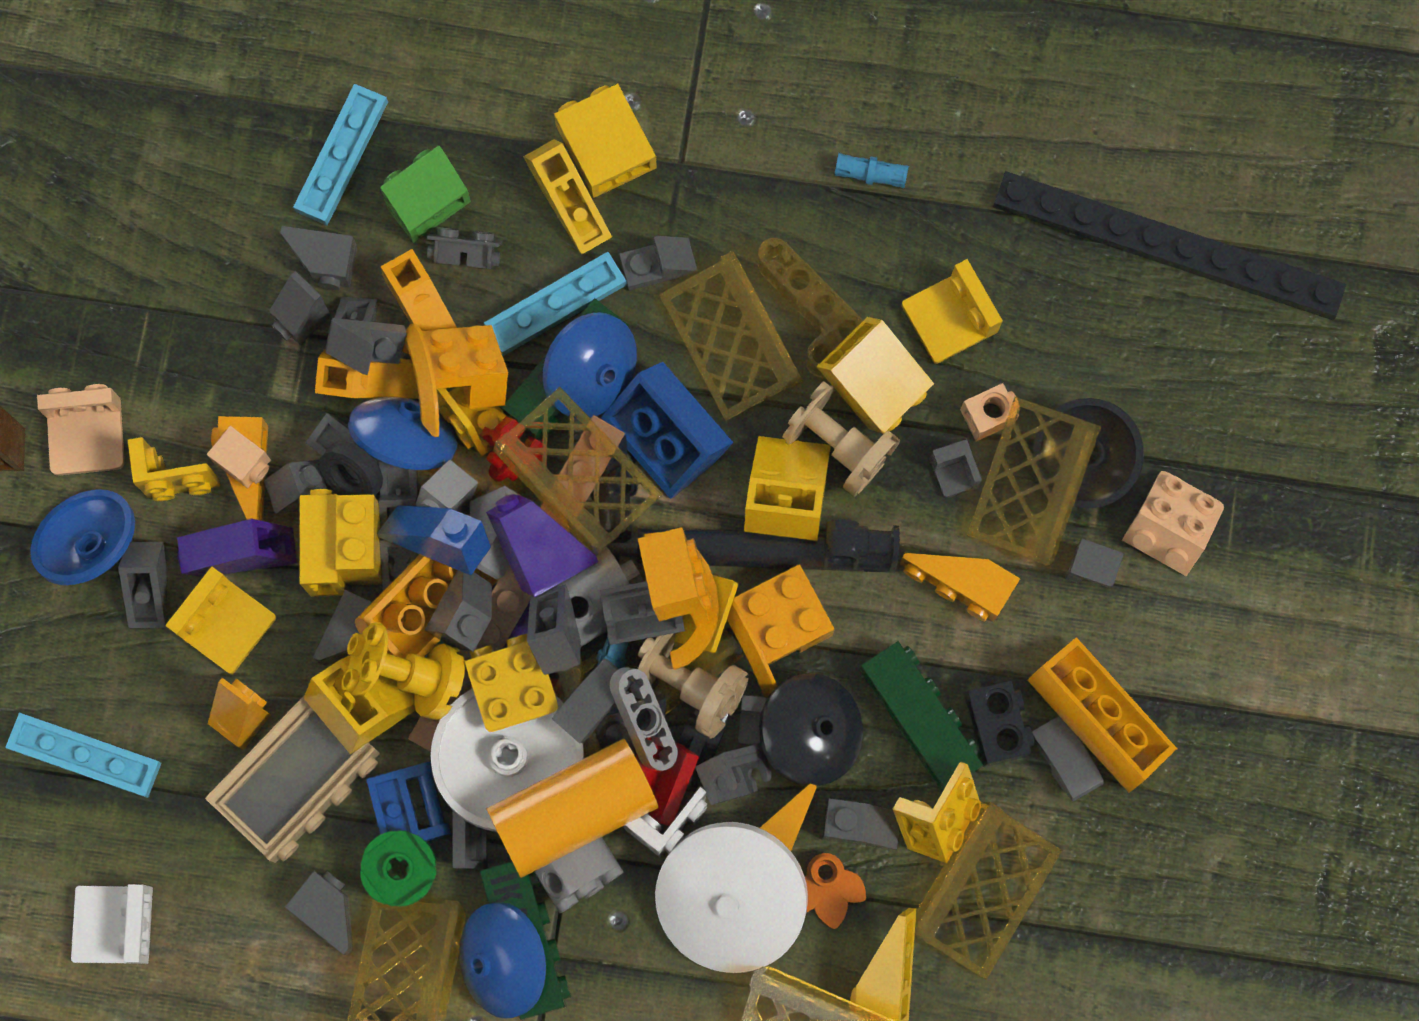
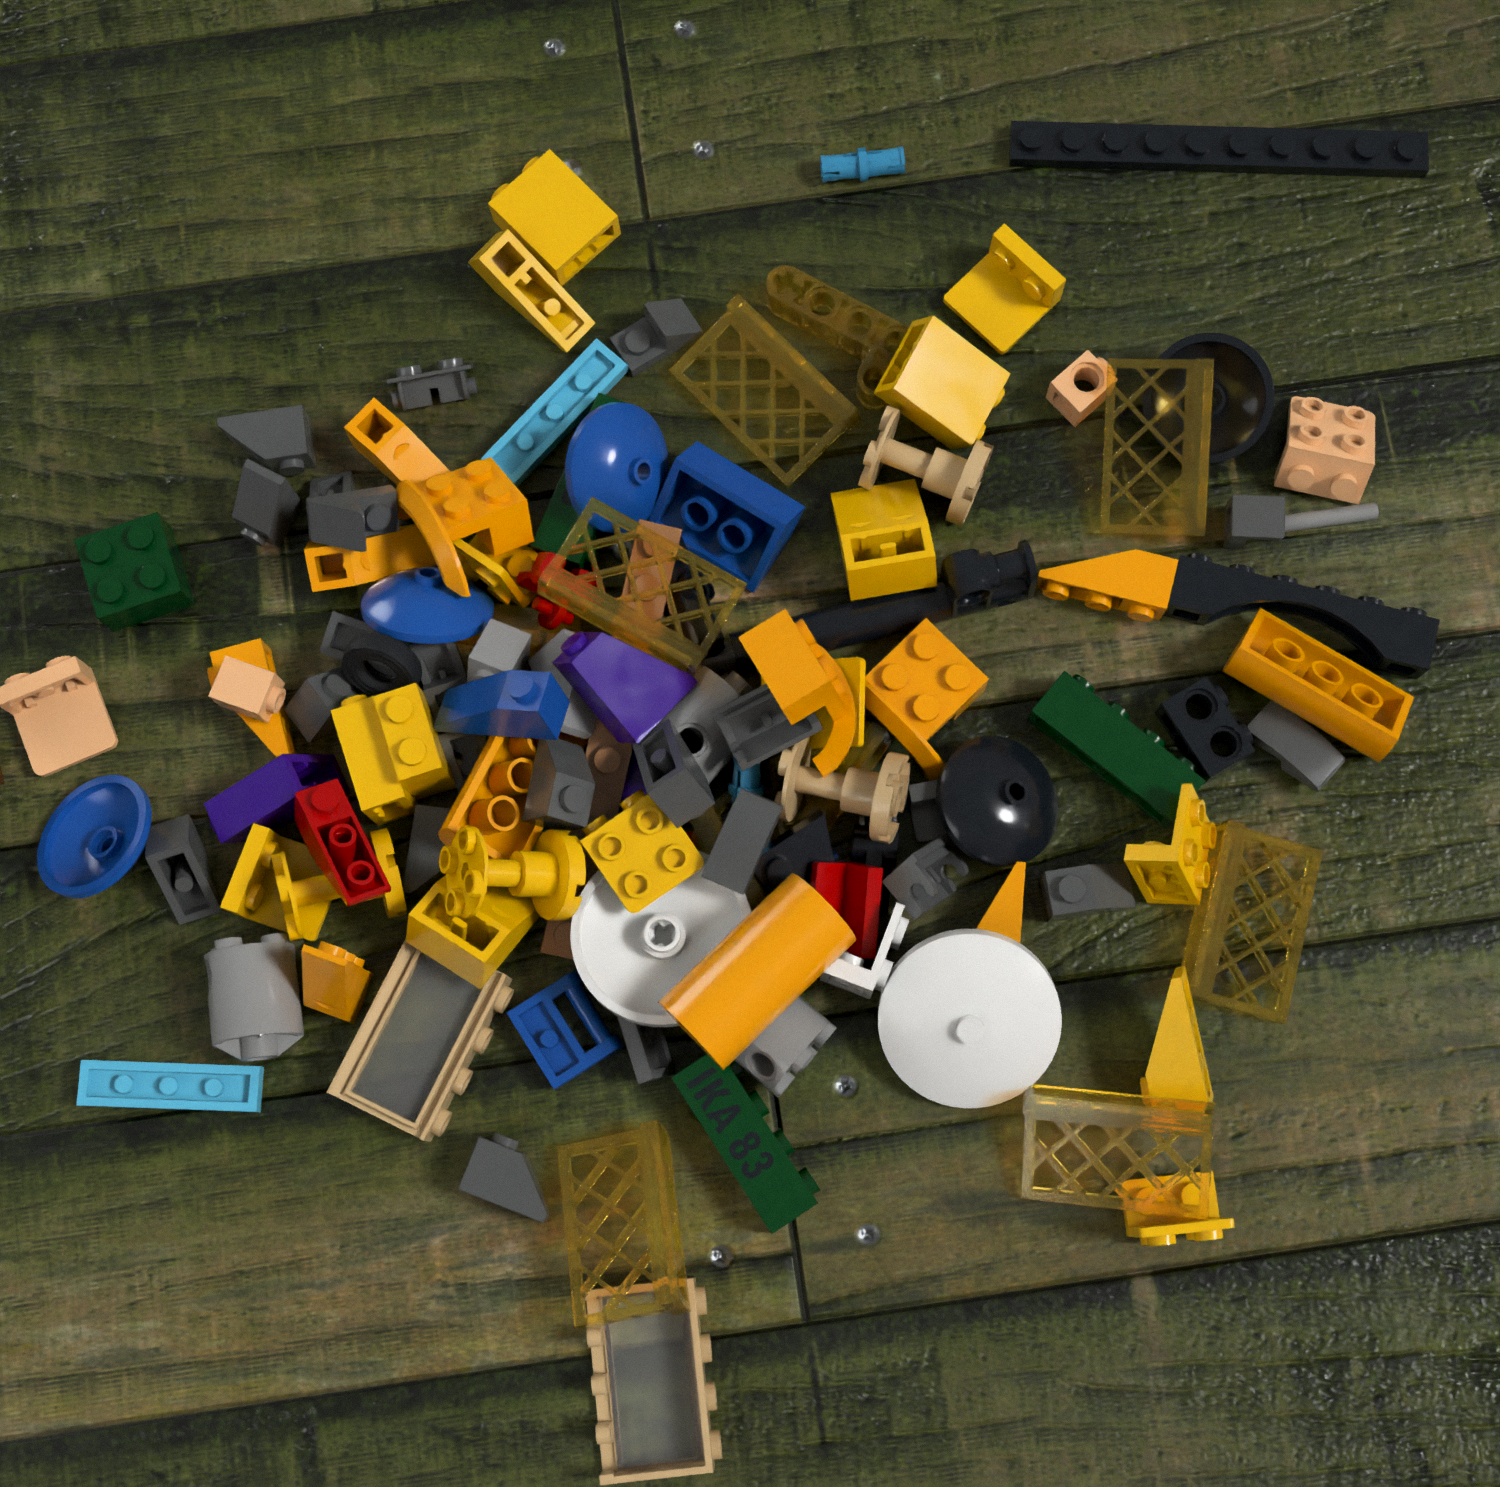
camera: 10 degrees left, 0 degrees up
(112, 924) = (262, 1271): white bracket -> none
(163, 484) = (169, 746): yellow bracket -> none
(170, 705) = (254, 997): none -> light grey cylinder
(178, 331) = (134, 572): none -> dark green brick
(274, 604) = (339, 843): none -> red slope
(280, 637) = (319, 889): none -> yellow piece
(340, 154) = (260, 321): medium azure plate -> none
(376, 864) = (549, 1104): green plate -> none
(424, 193) = (369, 333): bright green slope -> none
(502, 960) = (729, 1172): blue dish -> none
(658, 727) = (788, 839): light grey beam -> none
(831, 896) = (1080, 981): orange plate -> none
(955, 469) = (1063, 462): dark grey panel -> none
(1158, 579) = (1331, 516): none -> light grey bar
(1172, 693) = (1386, 636): none -> black arch

